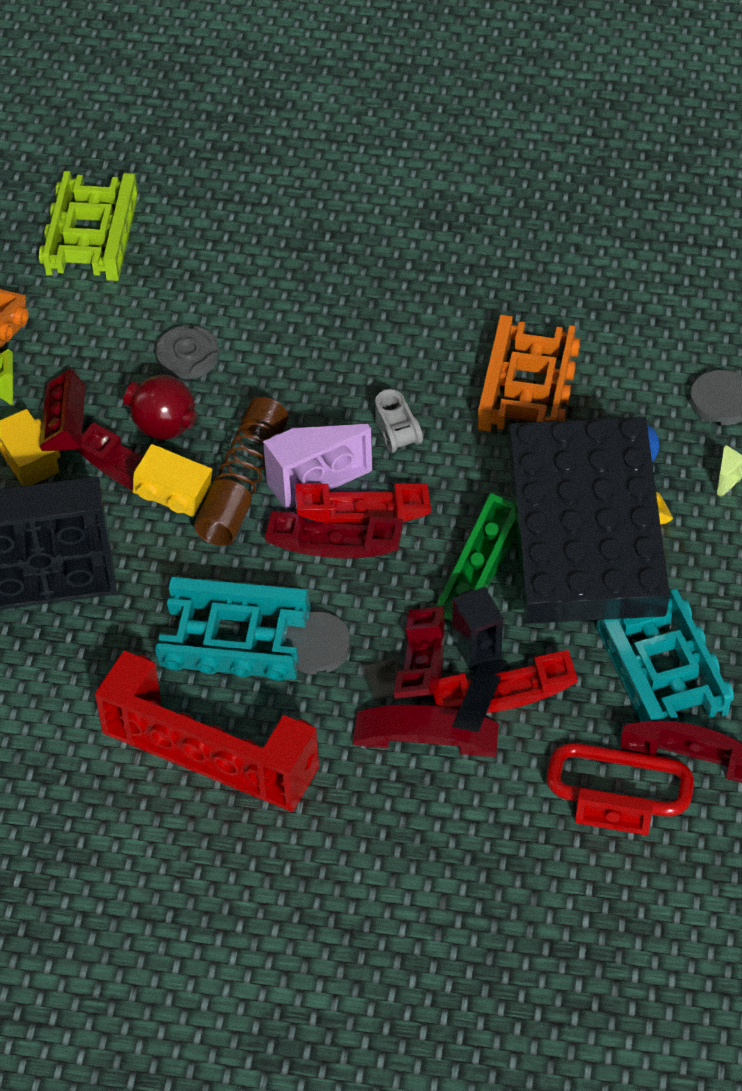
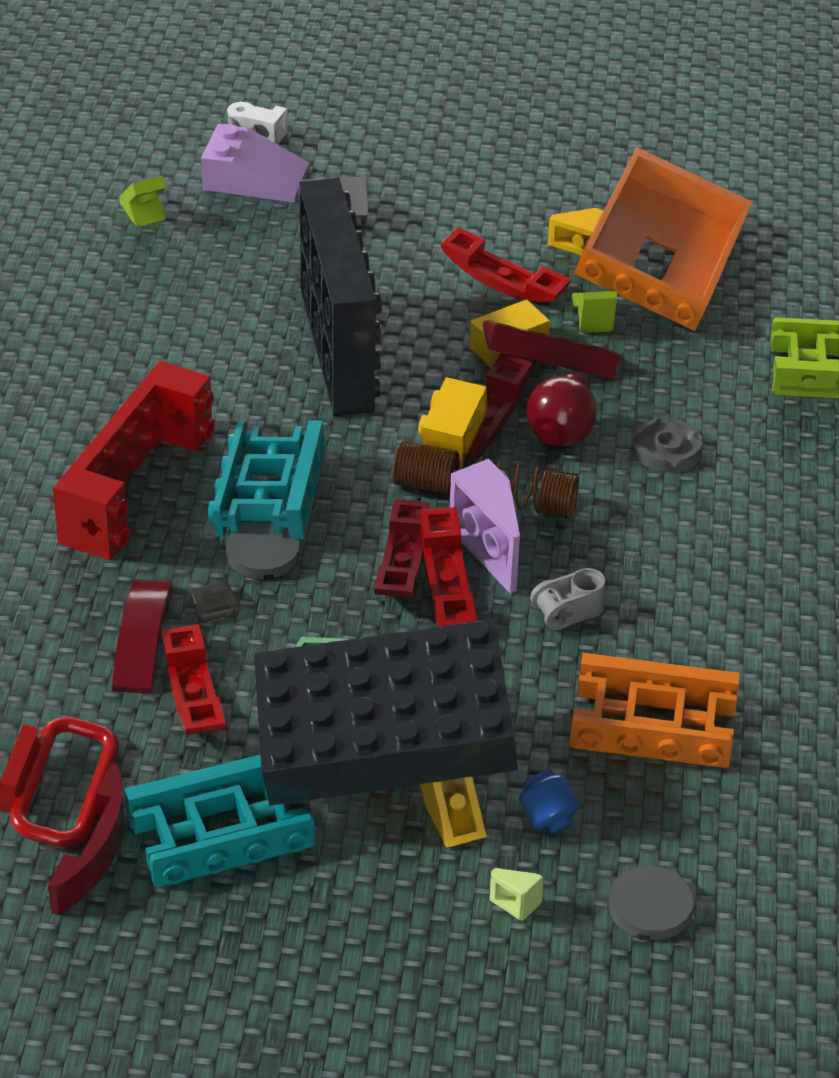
camera: 85 degrees right, 10 degrees down
(424, 653) = (225, 622): dark red slope -> none
(477, 627) = (252, 632): black brick -> none
(479, 695) = (173, 655): black sticker -> none

